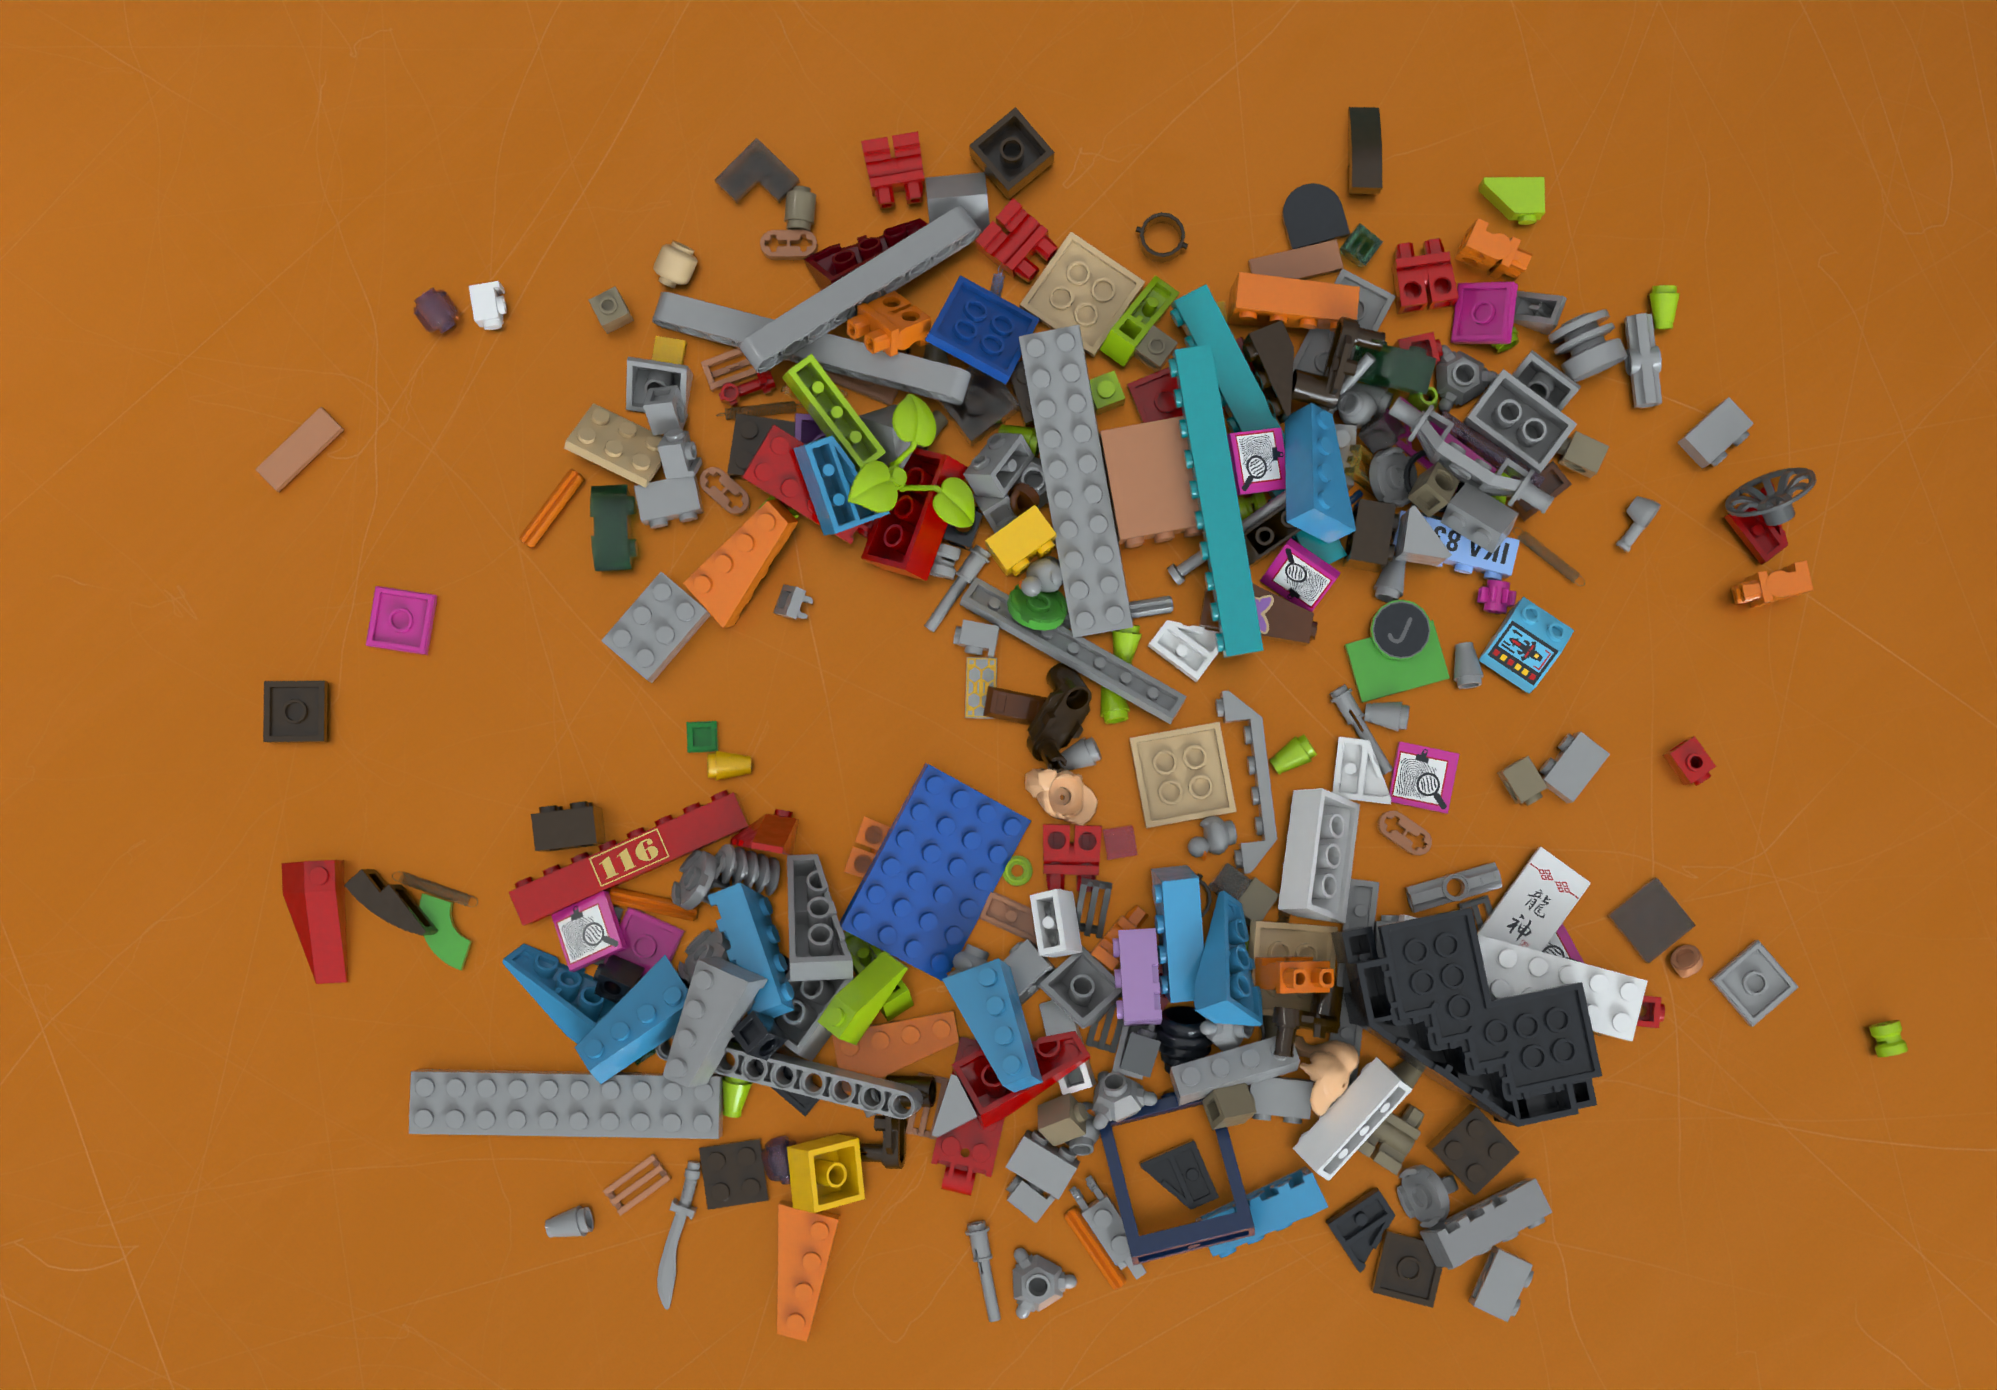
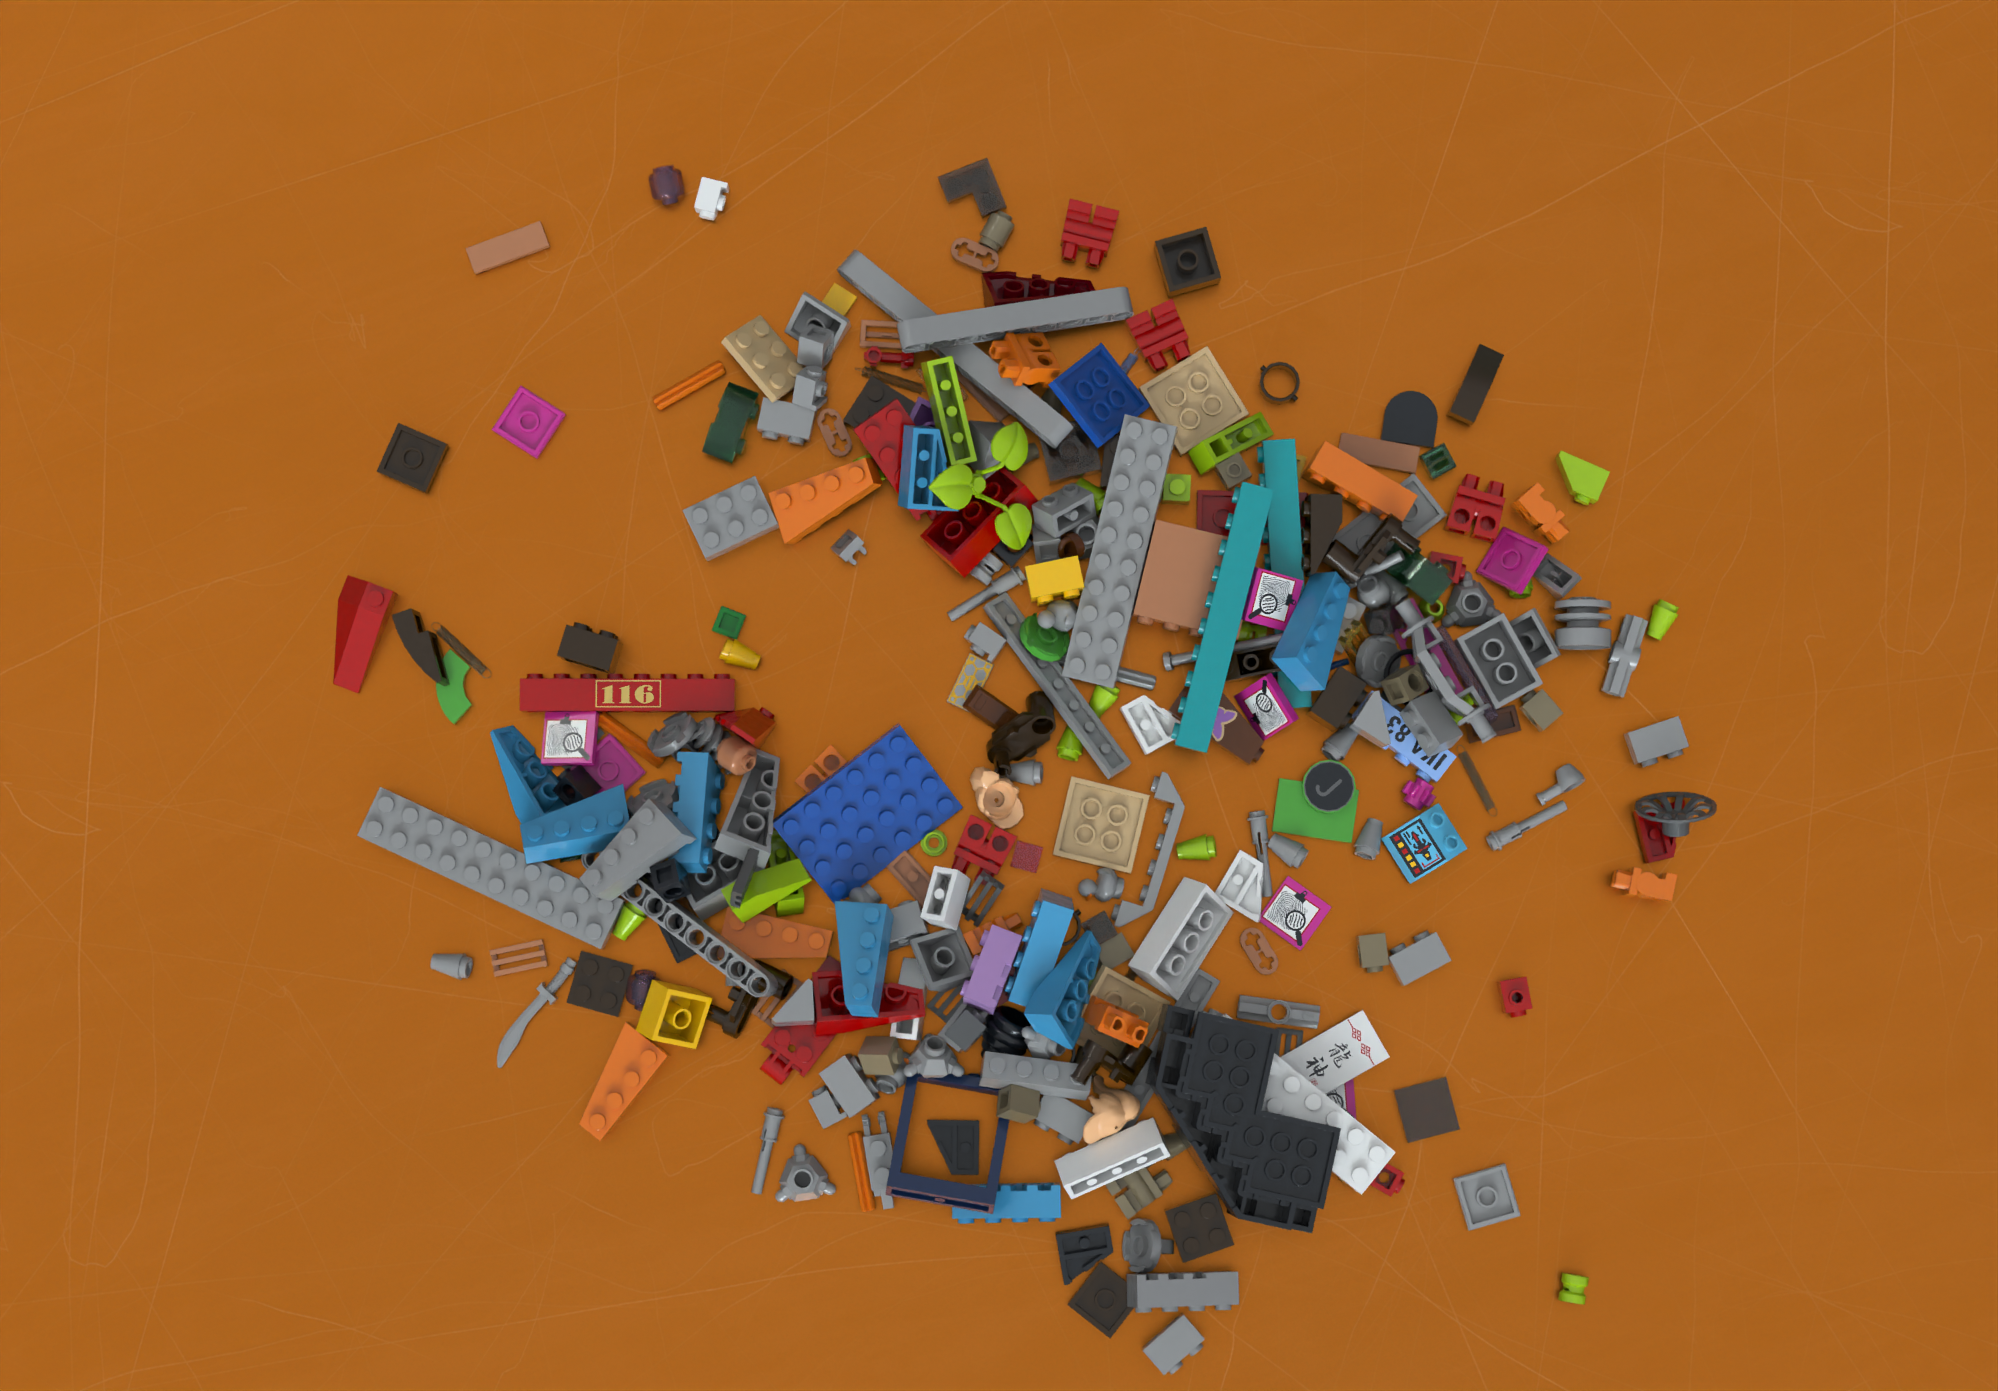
camera: 20 degrees right, 0 degrees up
(611, 310) = (807, 246): dark tan brick -> none
(675, 264) = (875, 231): tan head -> none
(771, 872) = (736, 755): none -> nougat head
(836, 999) = (744, 878): none -> dark grey tile
(959, 190) = (1129, 272): light grey slope -> none
(1611, 591) = (1514, 831): none -> light grey pin
(1686, 960) = (1439, 1154): nougat tile -> none

